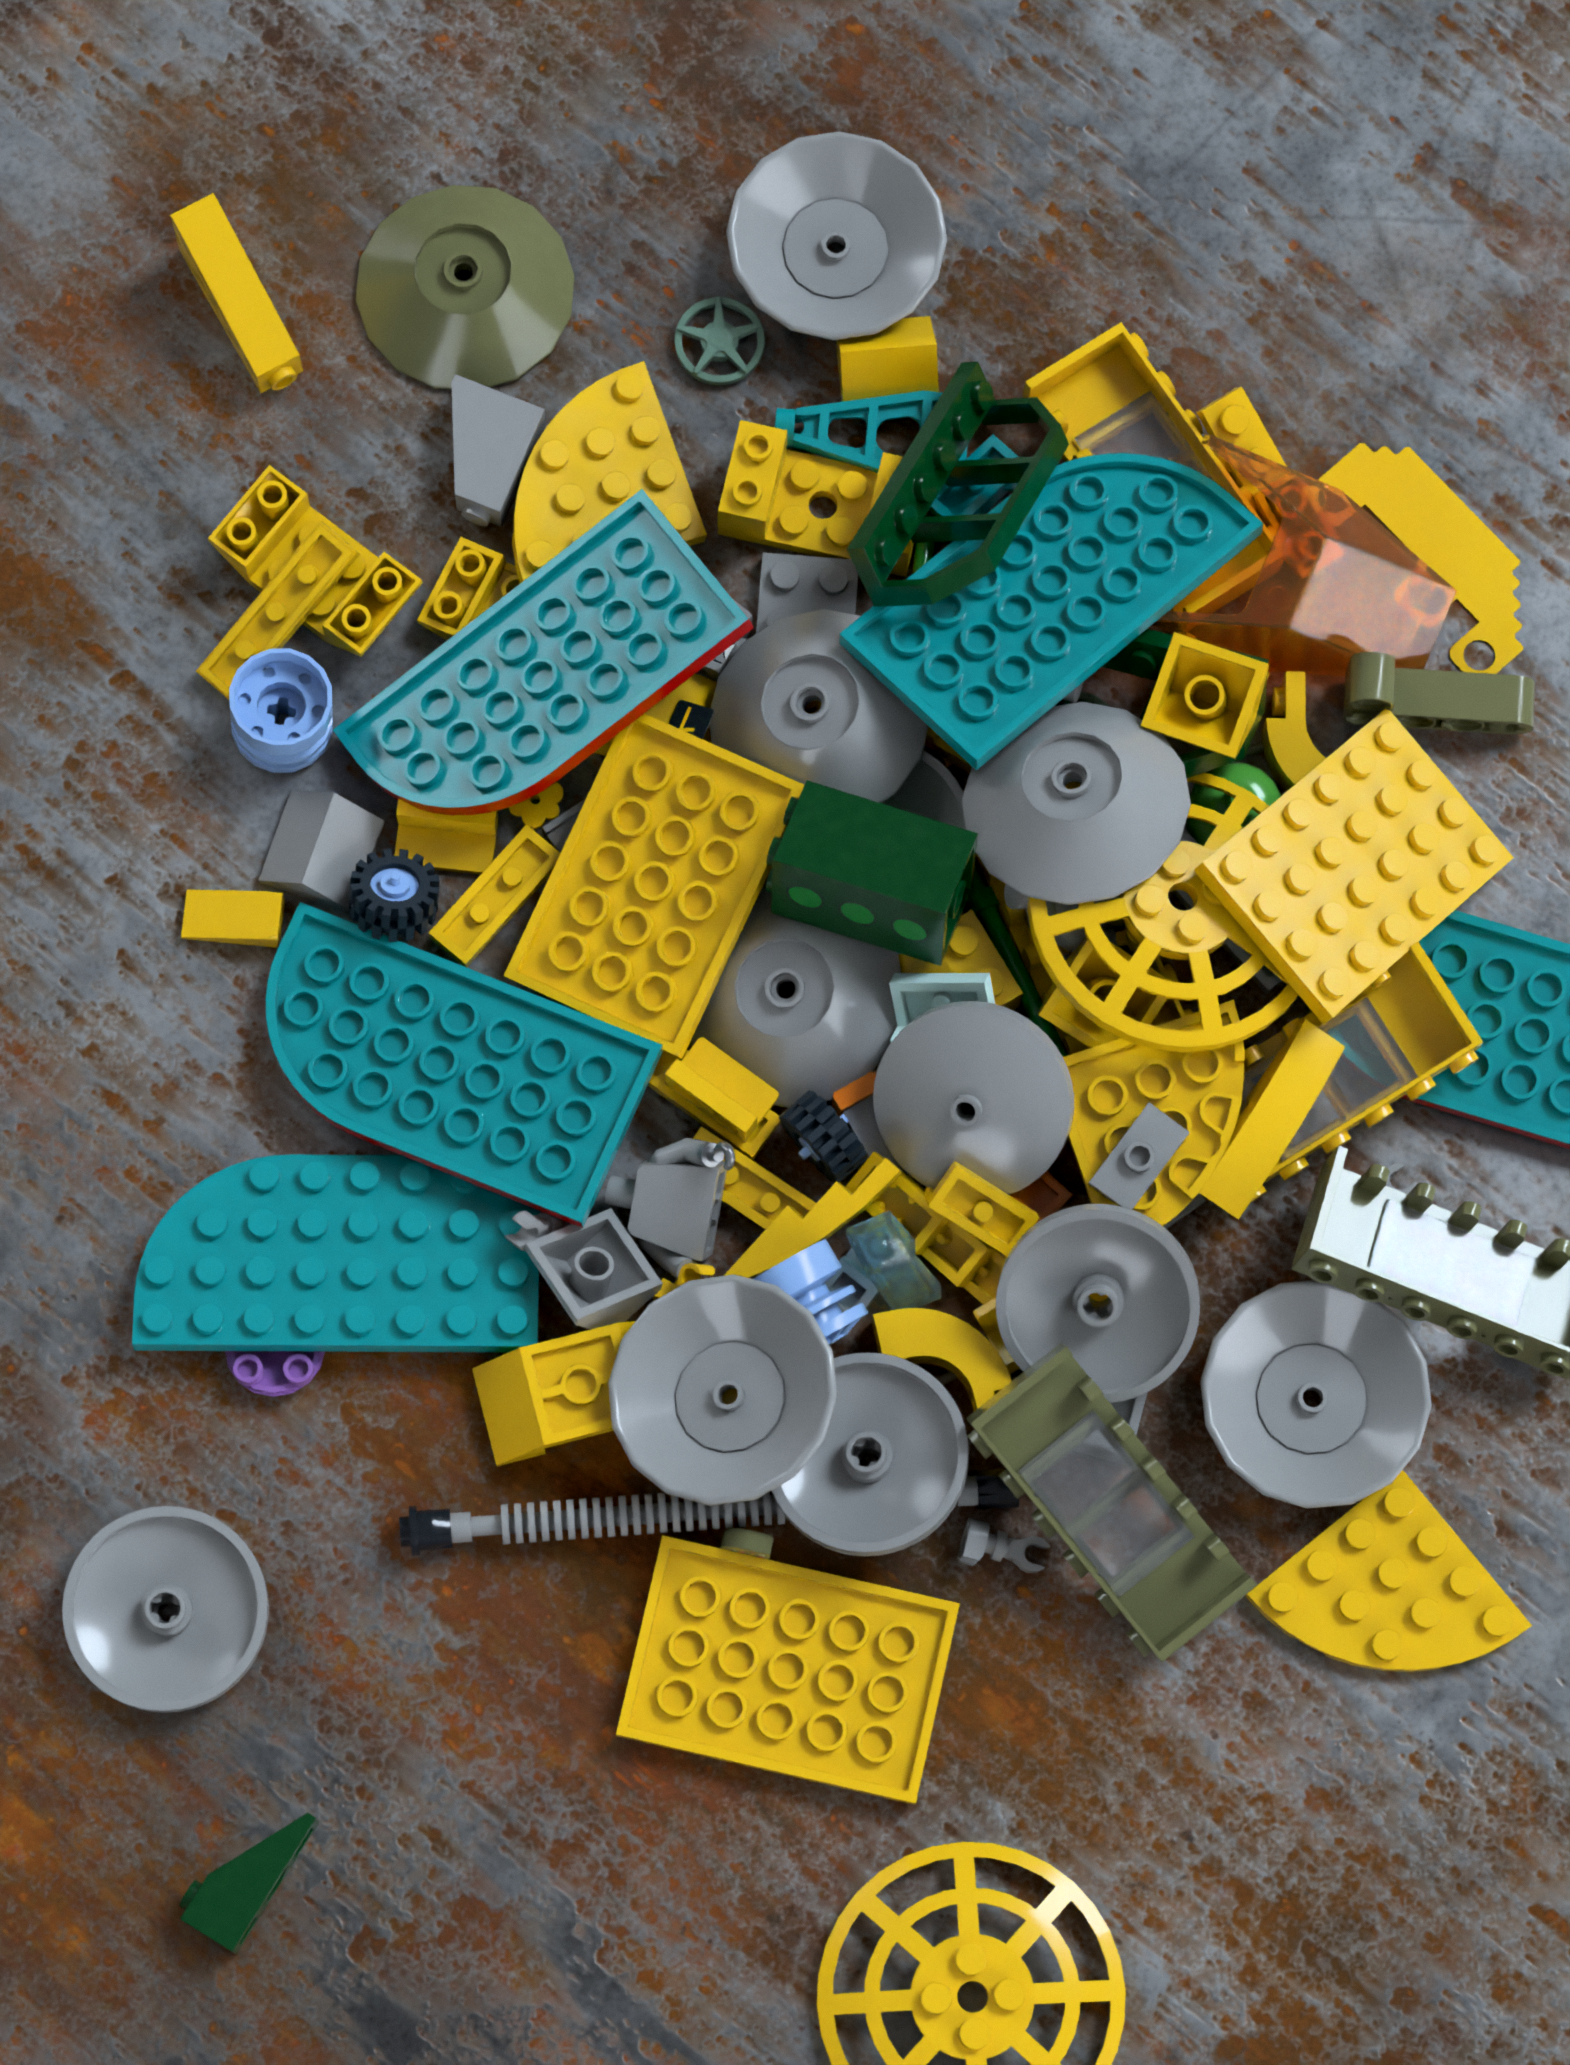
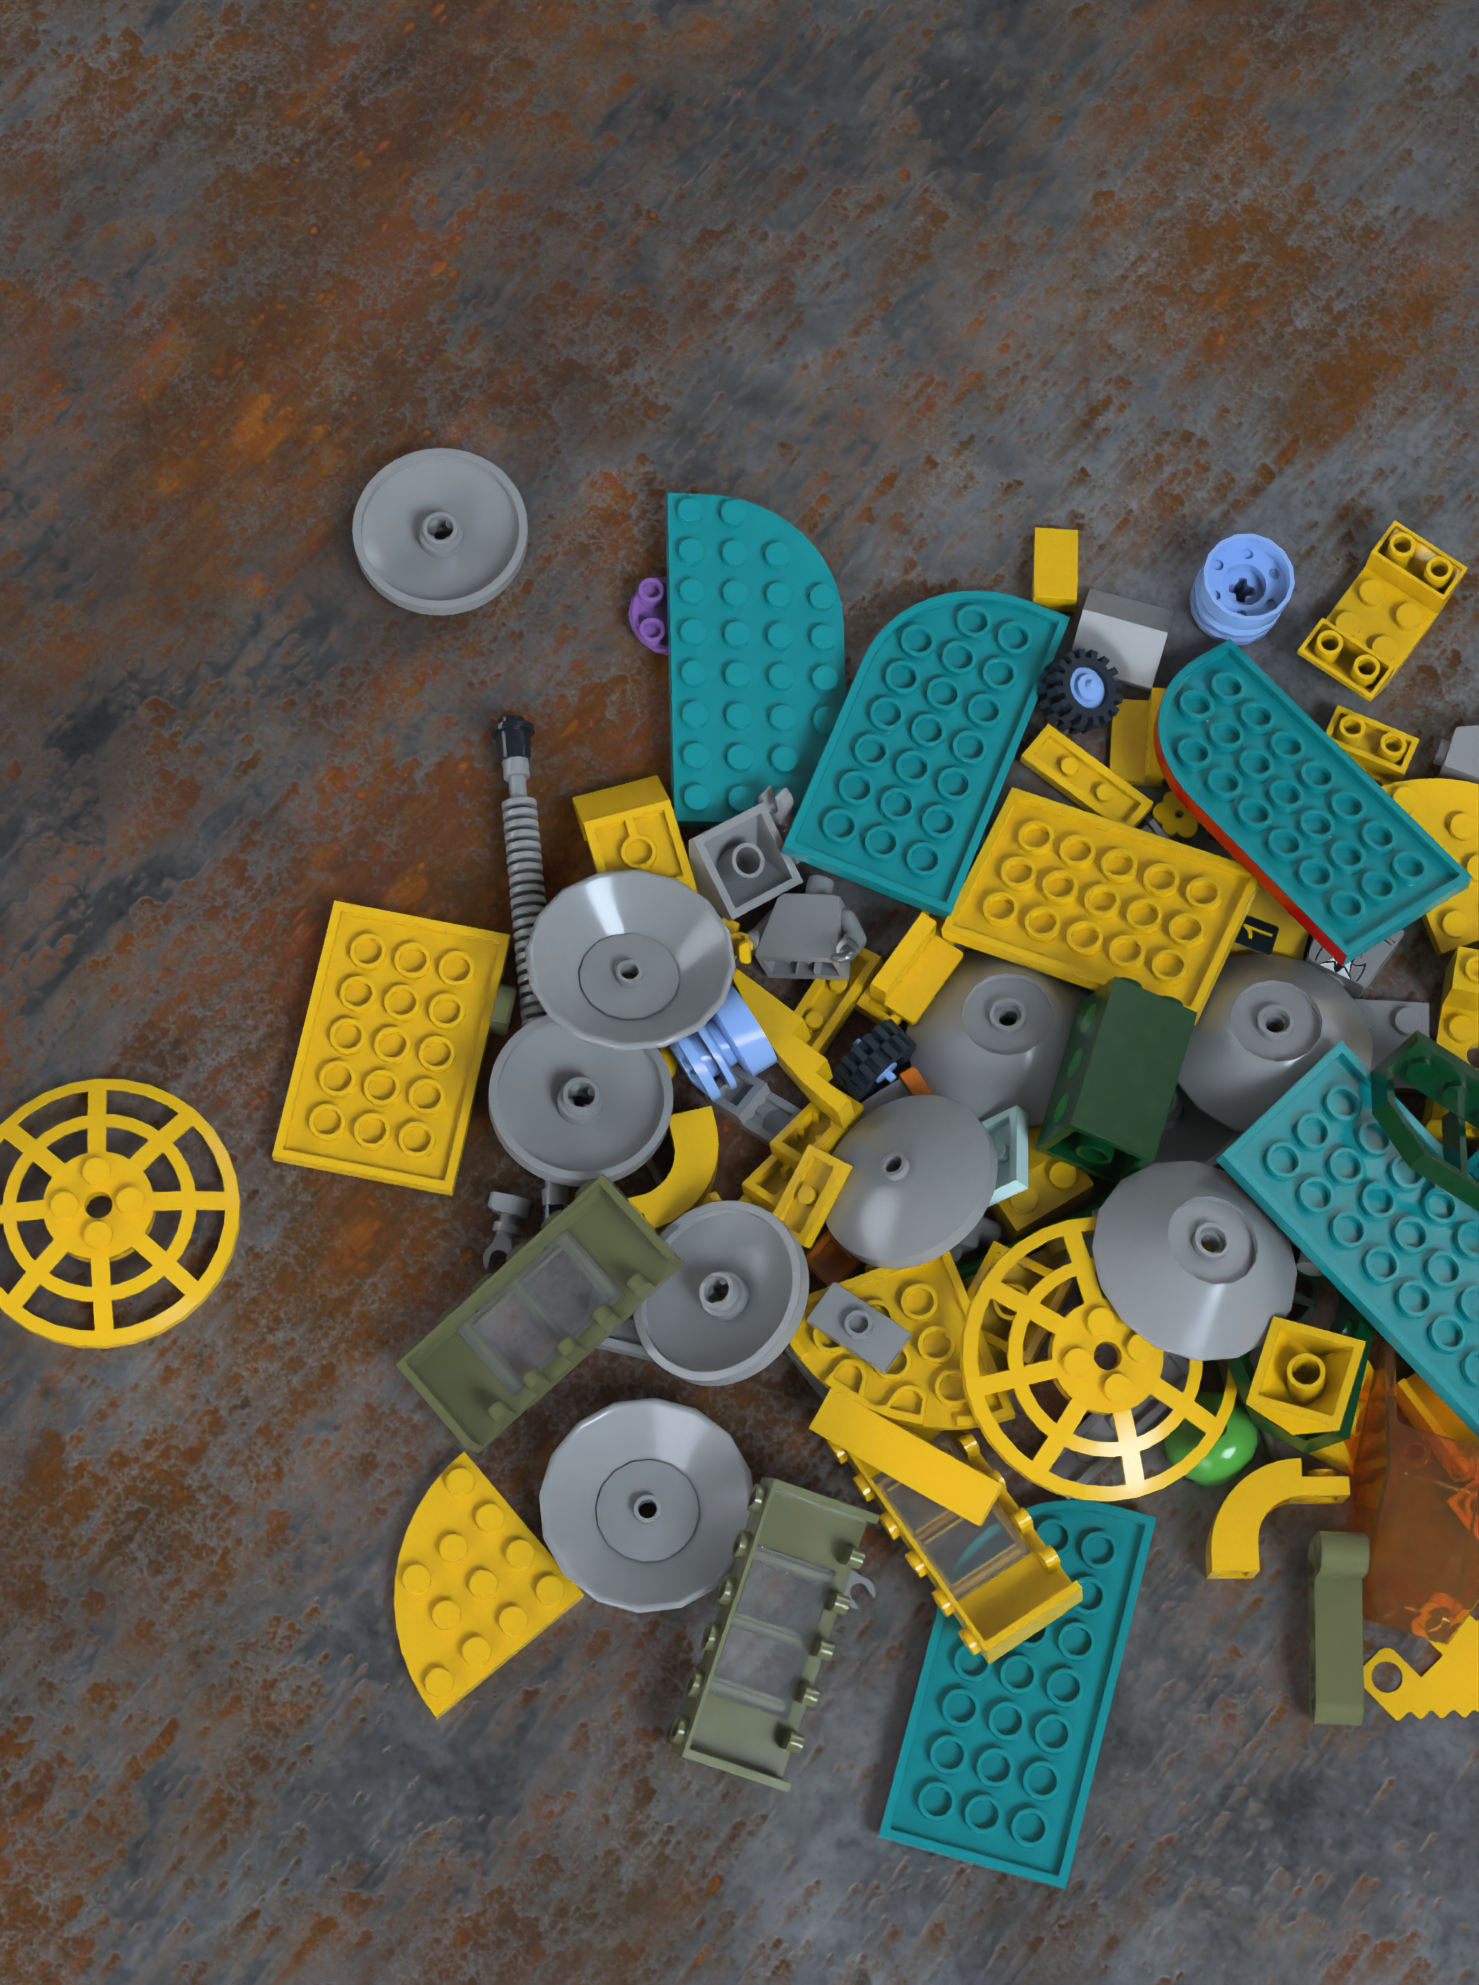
camera: 90 degrees right, 5 degrees down
(240, 1890) = (199, 601): dark green slope -> none
(281, 605) = (1346, 592): yellow tile -> none
(891, 1263) = (762, 1118): clear light blue slope -> none
(1354, 865) = (1156, 1530): yellow plate -> none

